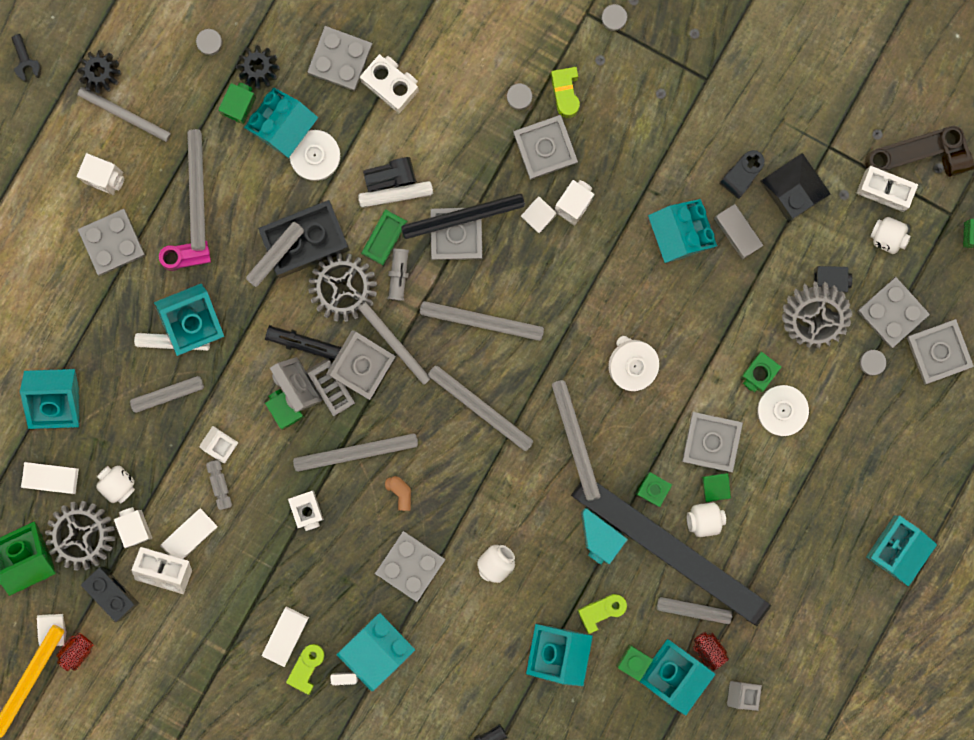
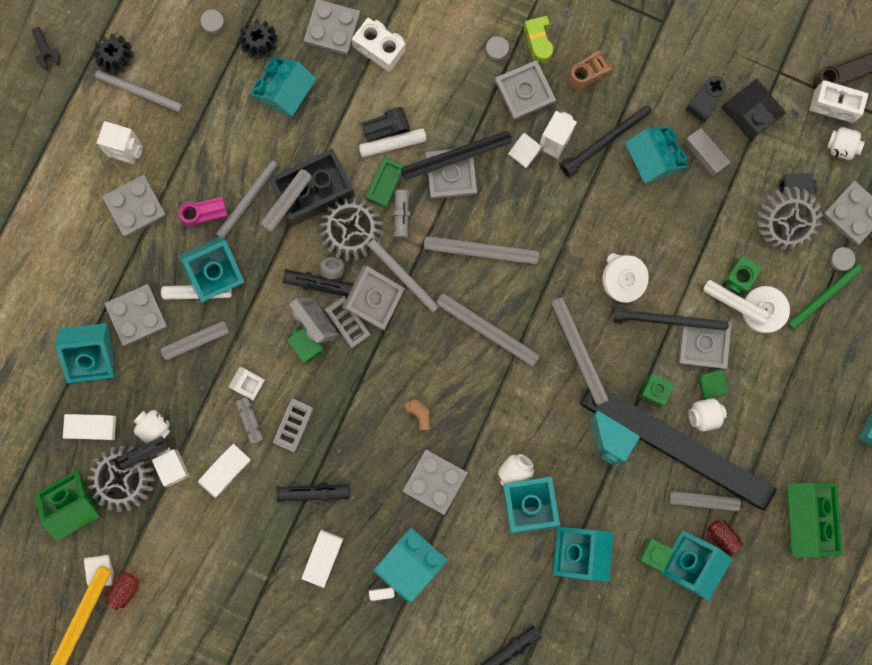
camera: 10 degrees left, 5 degrees down
(104, 511) = (142, 453): none -> black pin
(106, 361) = (136, 315): none -> light grey plate
(109, 594) = (152, 531): black brick -> none
(161, 570) = (200, 504): white brick -> none
(196, 190) = (209, 152): light grey axle -> none
(233, 245) = (247, 199): none -> light grey bar
(237, 102) = (241, 72): green brick -> none
(267, 471) = (285, 422): none -> light grey slope
(280, 567) = (318, 492): none -> black pin
(297, 505) = (333, 428): white brick -> none
(310, 658) = (347, 577): lime leg -> none
(319, 166) = (323, 122): white piece -> none
(319, 328) = (332, 268): none -> light grey tile
(355, 452) = (374, 380): light grey axle -> none
(507, 600) = (530, 506): none -> teal slope
(587, 235) = (571, 165): none -> black piece
(611, 605) = (616, 508): lime leg -> none
(622, 128) = (592, 68): none -> medium nougat piece
(627, 404) = (623, 315): none -> black piece
(744, 695) = (759, 577): light grey slope -> none
(750, 400) = (736, 302): none -> white axle
(808, 640) = (814, 519): none -> green slope
(849, 401) = (825, 296): none -> green bar

